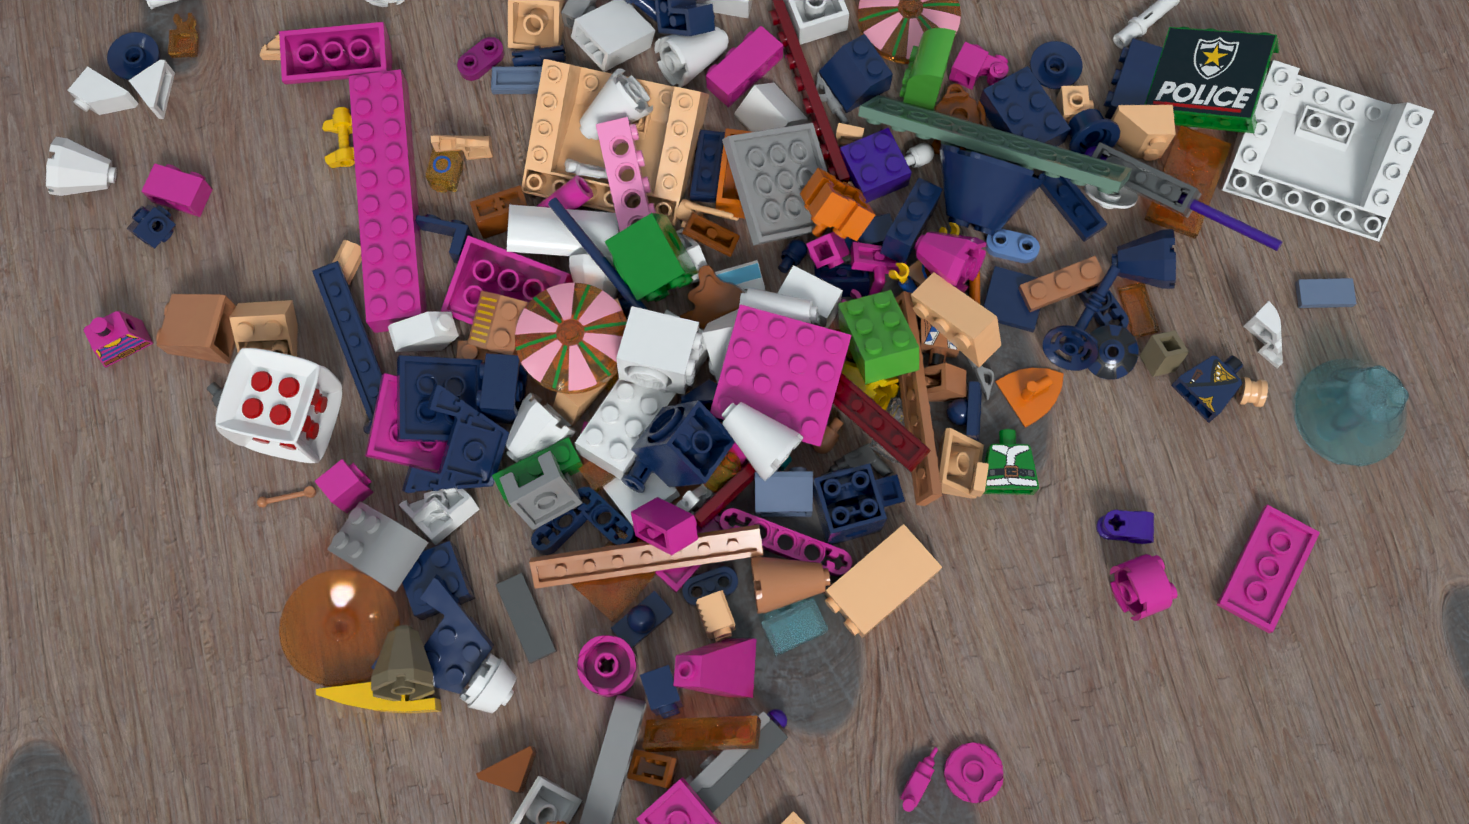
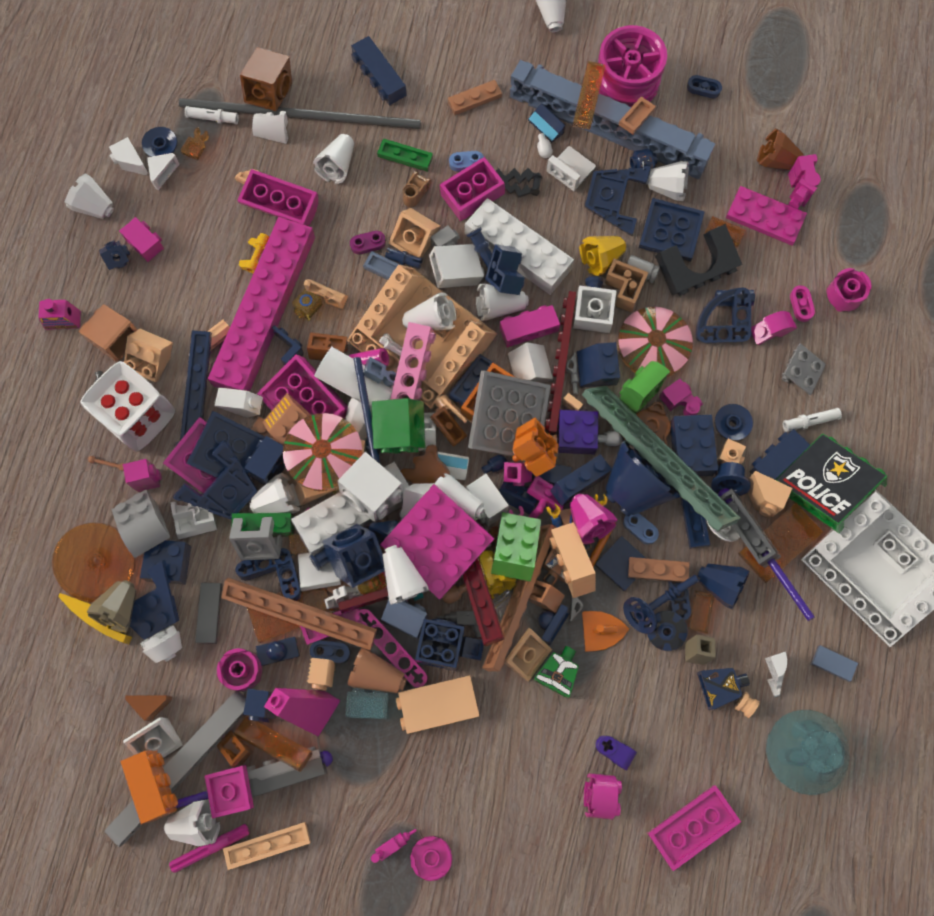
camera: 25 degrees right, 0 degrees up
(585, 208) = (376, 371): none -> sand blue plate
(664, 525) = (317, 600): dark pink brick -> none
(979, 479) = (534, 671): light nougat tile -> none

